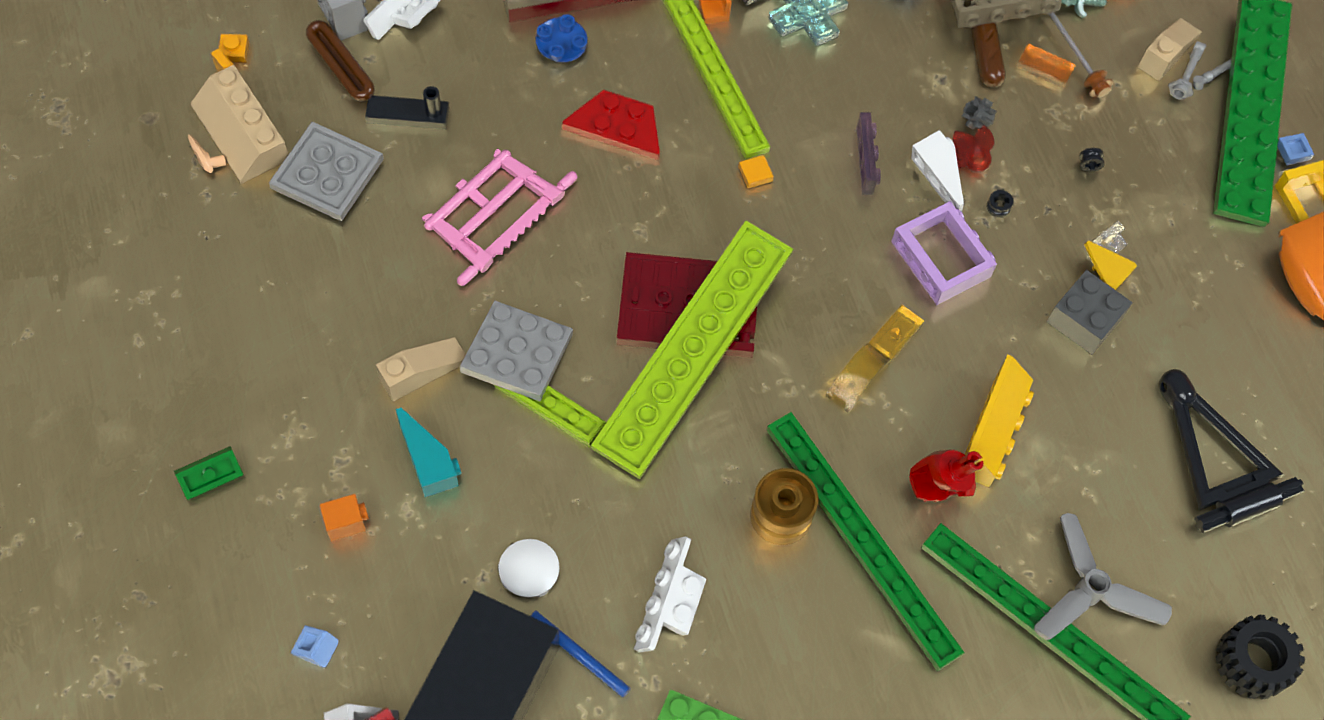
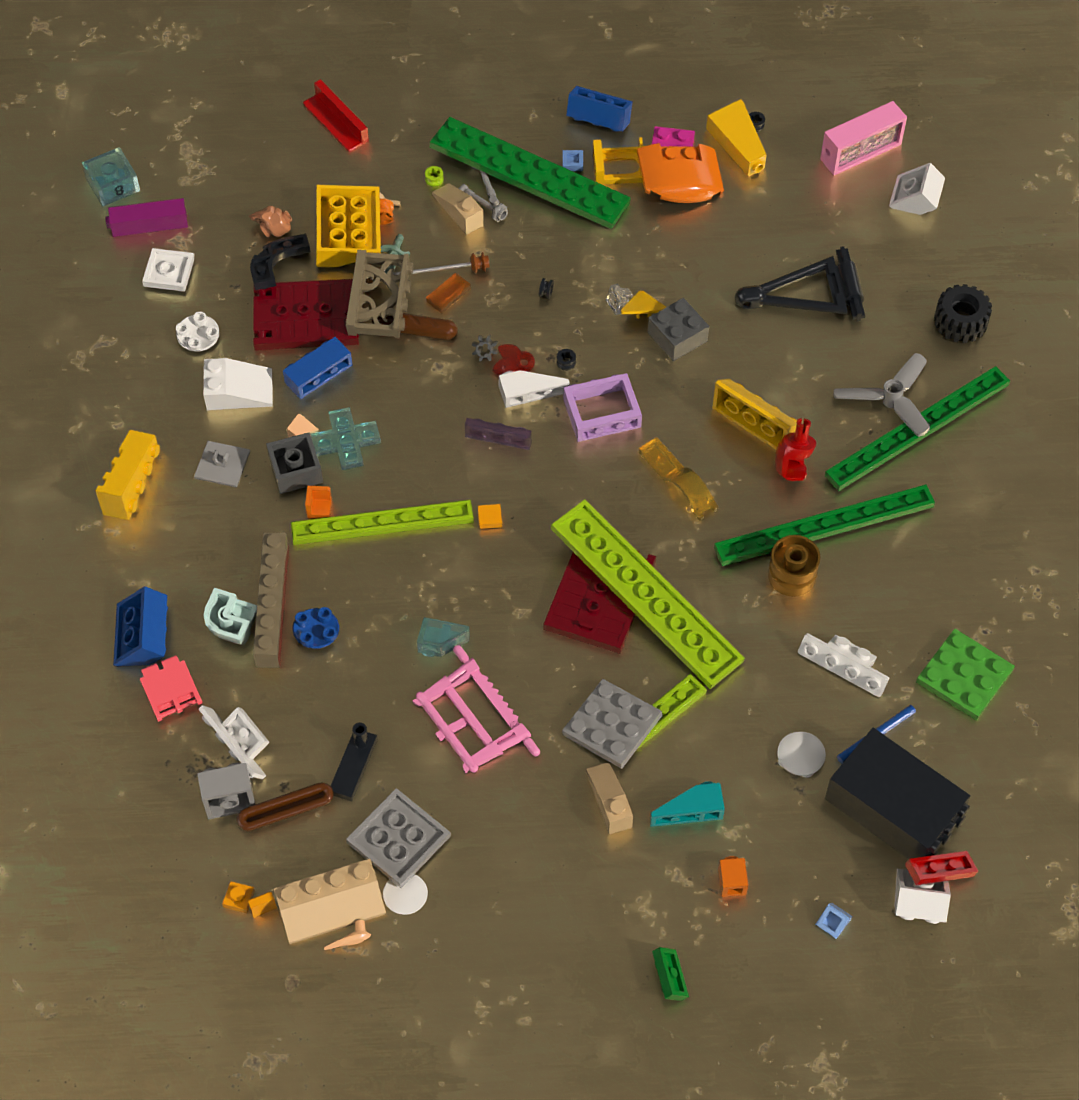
camera: 70 degrees left, 5 degrees down
(263, 200) = (405, 899): none -> white sticker
(579, 153) = (440, 637): none -> clear light blue slope
(618, 123) = (412, 601): red wing -> none
(1198, 18) = (431, 180): none -> lime bush

